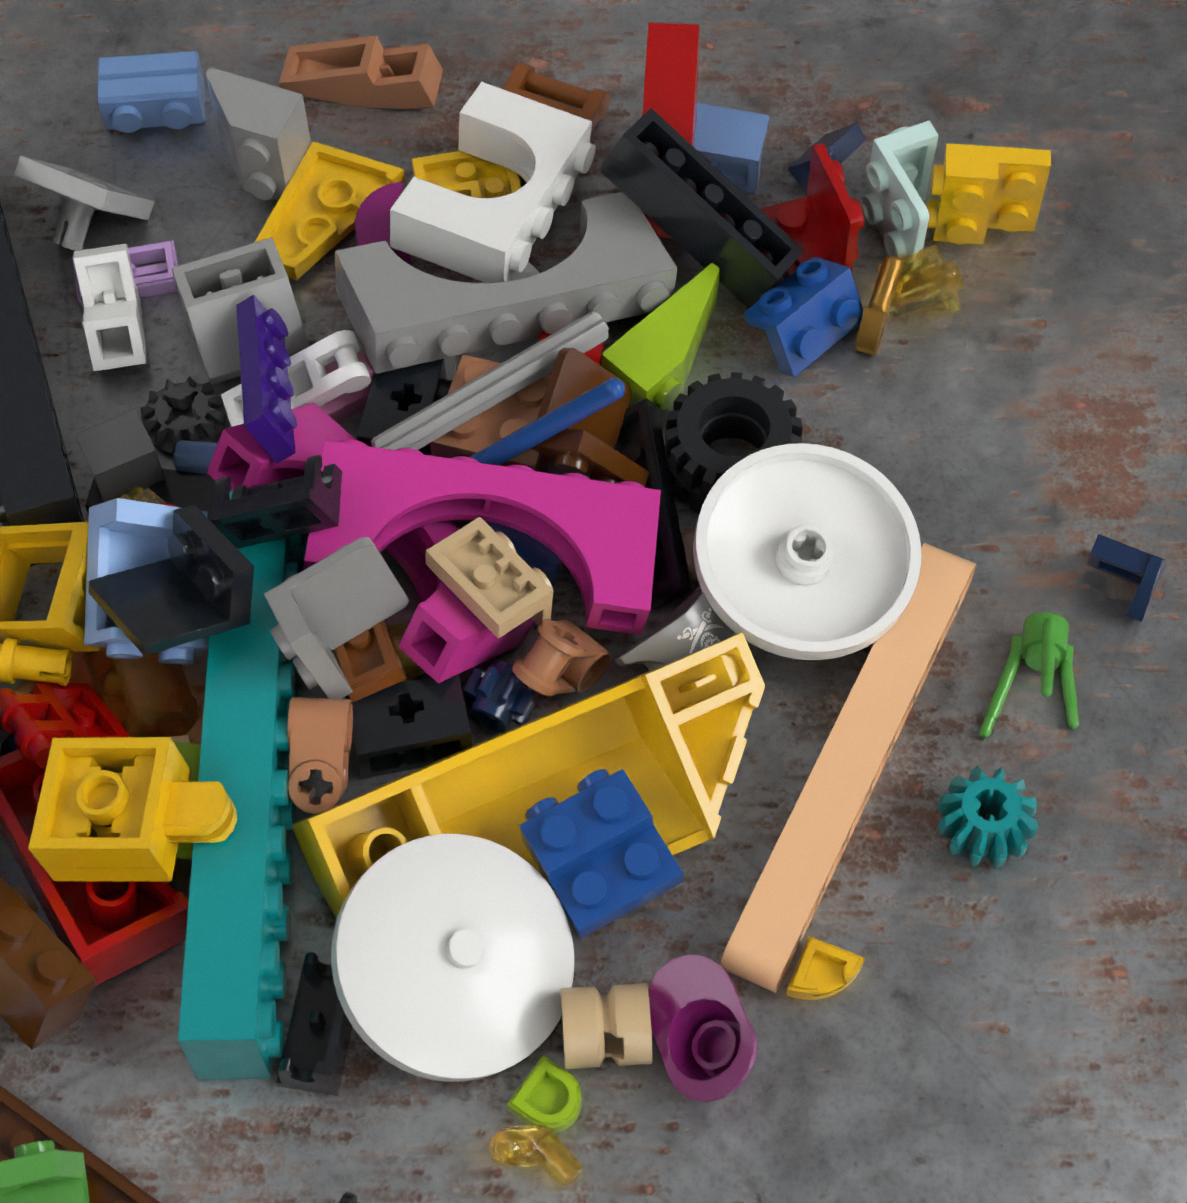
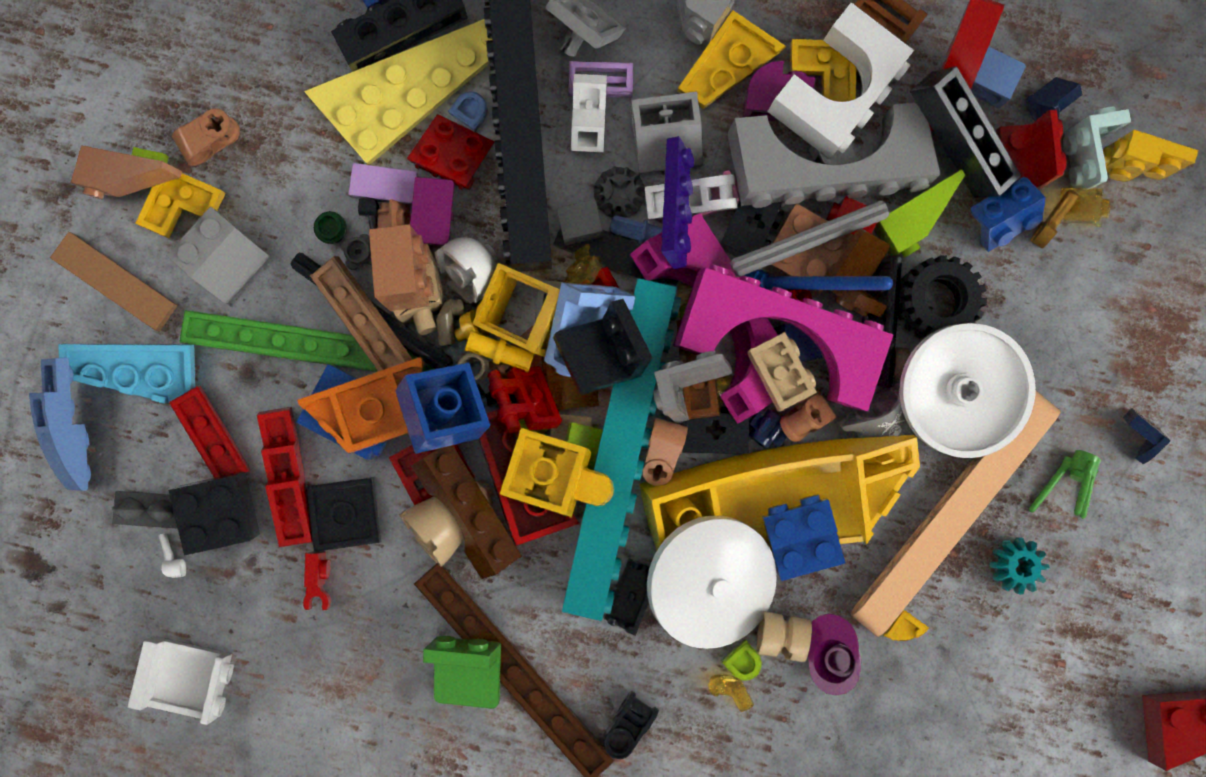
camera: 10 degrees right, 25 degrees up
(279, 507) = (671, 305): black hinge -> none

